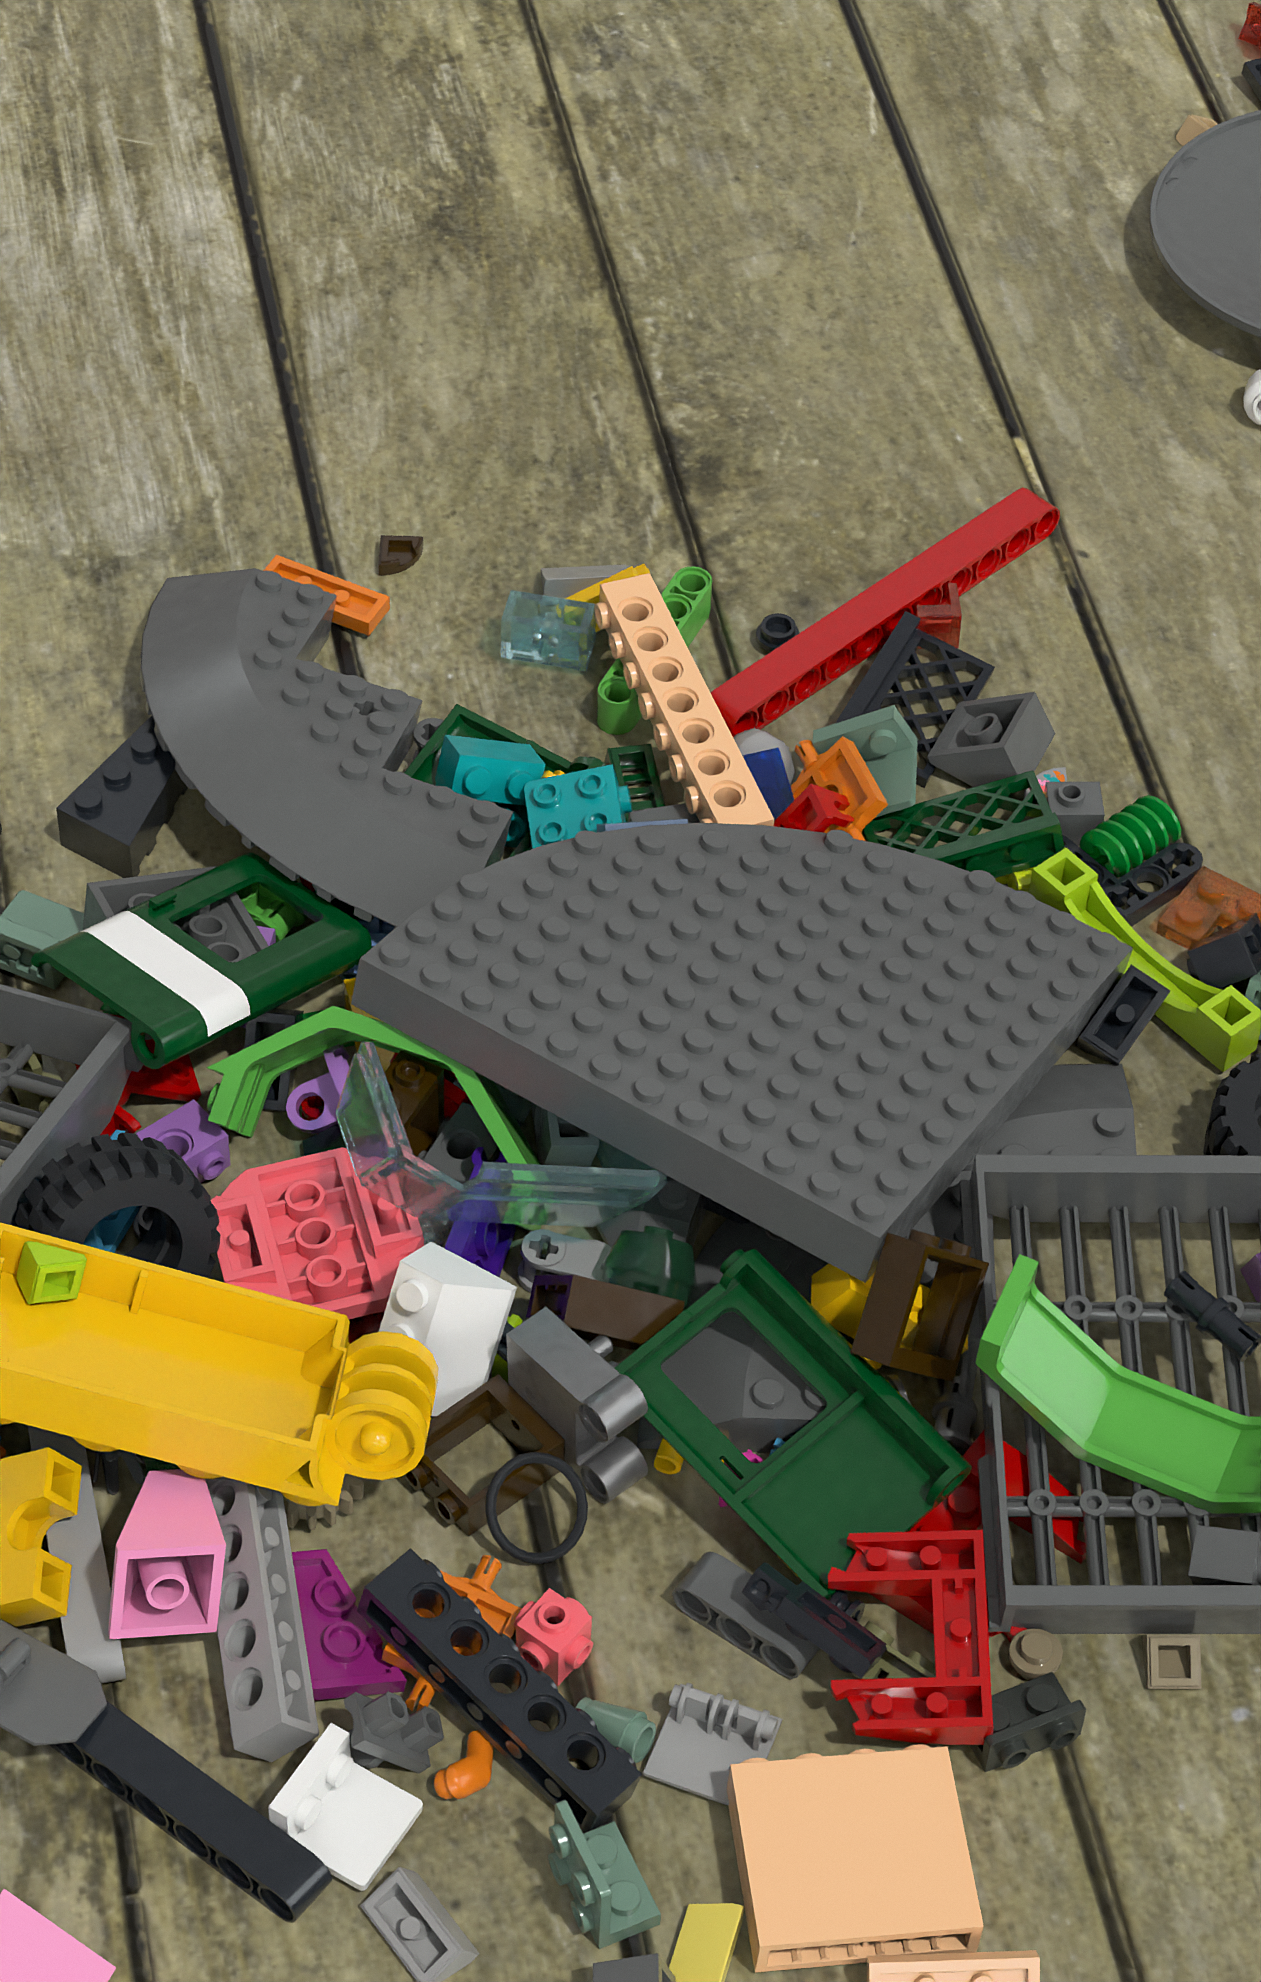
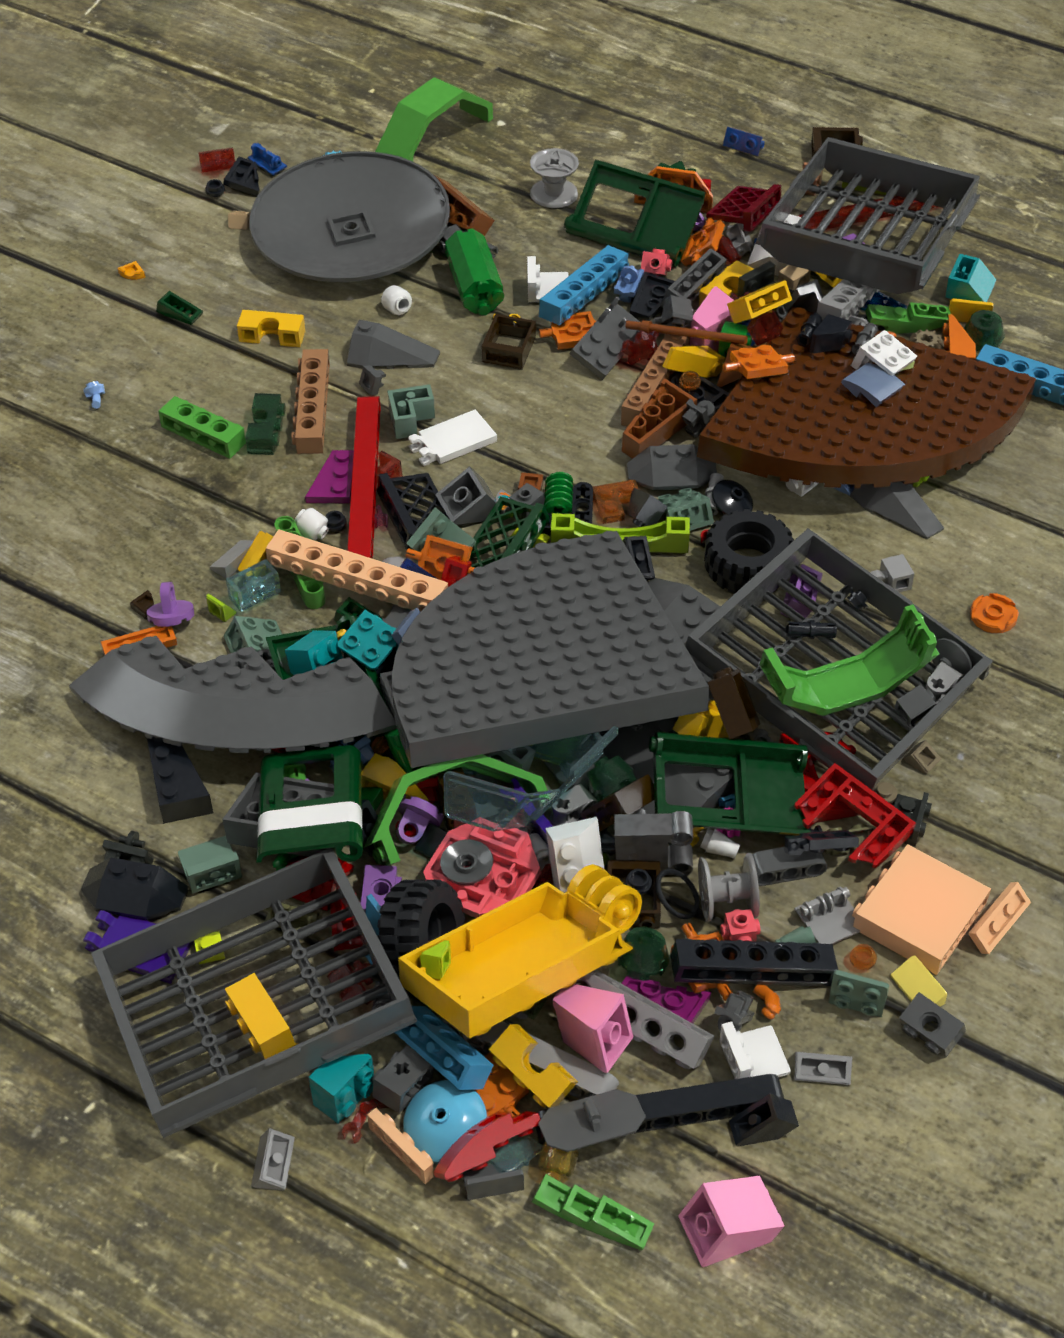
camera: 45 degrees left, 0 degrees up
(235, 1913) = (764, 1121): none -> black slope
(296, 1186) = (463, 854): none -> dark grey dish
(375, 1533) = (648, 953): none -> clear green cone
(408, 577) = (170, 610): none -> medium lavender tile
(475, 687) = (250, 632): none -> sand green bracket
(481, 629) = (219, 608): none -> lime slope
(491, 1437) = (639, 880): none -> black plate
(575, 1540) = (728, 887): none -> light grey piece
(680, 1842) = (863, 957): none -> clear orange plate
(693, 1501) = (719, 844): none -> white cone
(695, 231) = (94, 390): none -> light blue plate
(735, 612) = (311, 524): none -> white head
(771, 378) = (202, 427): none -> bright green brick
(834, 450) = (263, 433): none -> clear green arch
(839, 578) = (333, 480): none -> magenta wing
(843, 677) = (380, 518): none -> clear pink hand
(954, 178) = (170, 301): none -> dark green slope
(961, 108) = (131, 271): none -> light orange tile
(962, 450) = (311, 401): none -> medium nougat brick
(1061, 326) = (256, 324): none -> yellow arch
(1078, 552) = (408, 407): none -> sand green brick
(1084, 480) = (371, 379): none -> dark grey tile
(1094, 646) = (452, 438): none -> white tile
(1118, 790) = (535, 480): none -> dark orange plate
(1163, 447) = (383, 346): none -> dark grey wedge
(1223, 69) = (214, 188): none -> black plate

